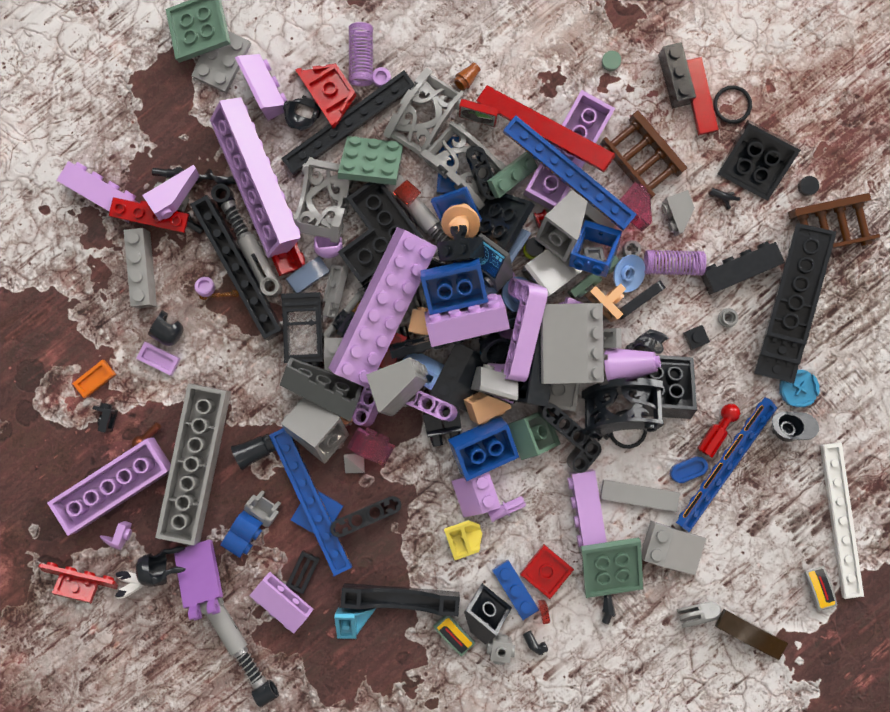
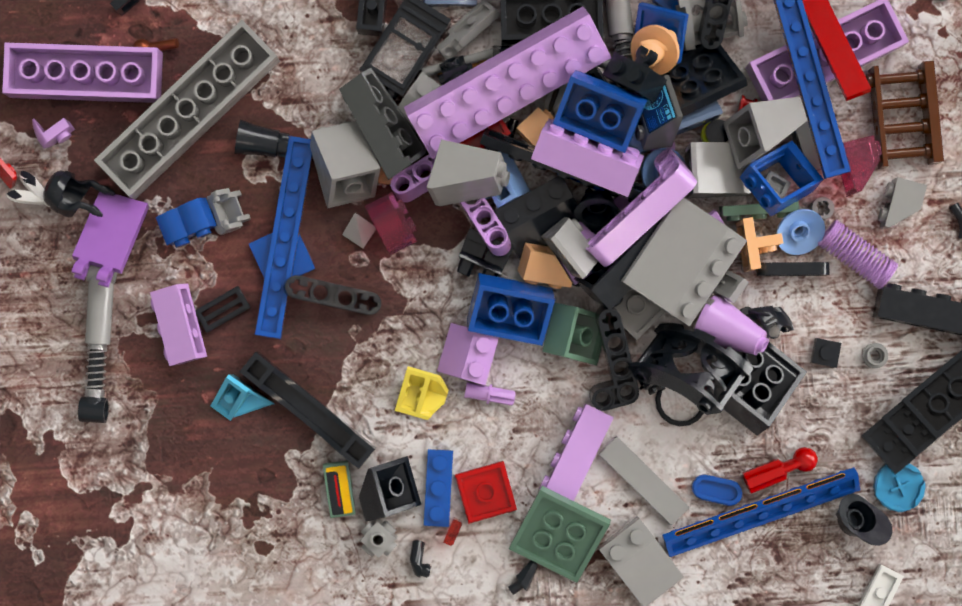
camera: 30 degrees right, 0 degrees up
(512, 174) = (747, 36): sand green plate -> none

